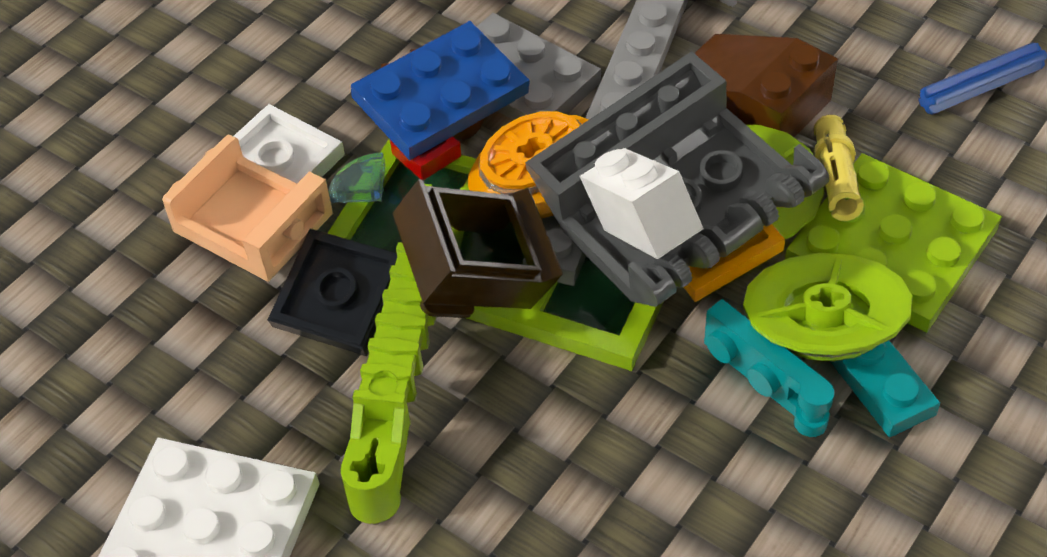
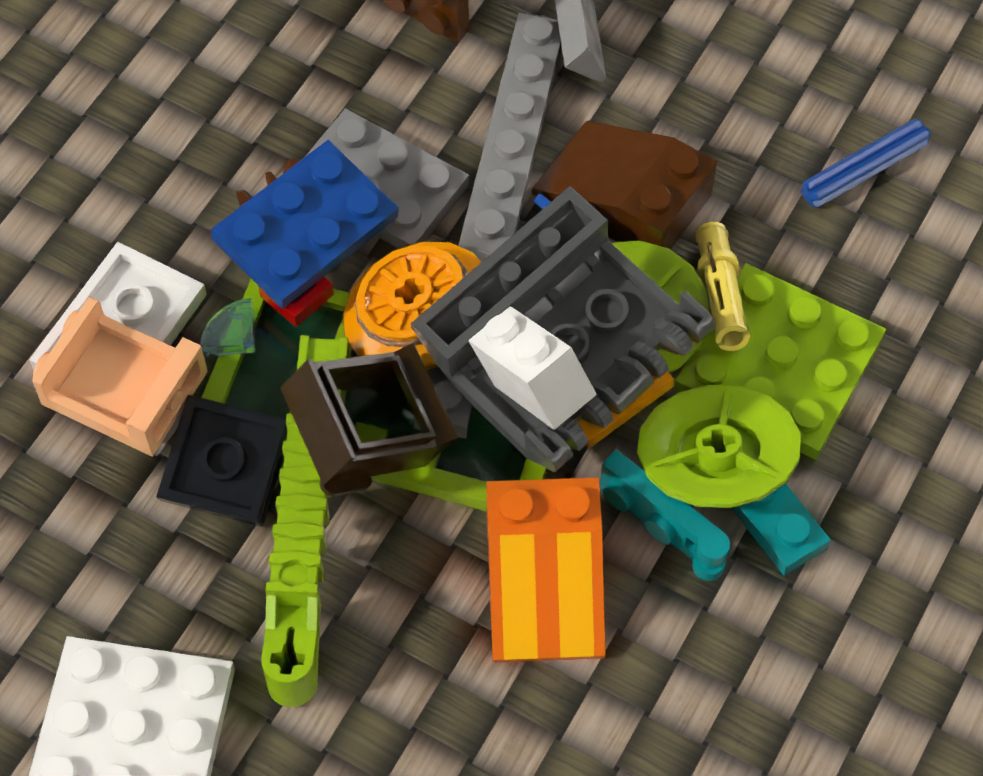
camera: 10 degrees left, 10 degrees up
(641, 407) = (545, 569): none -> slope

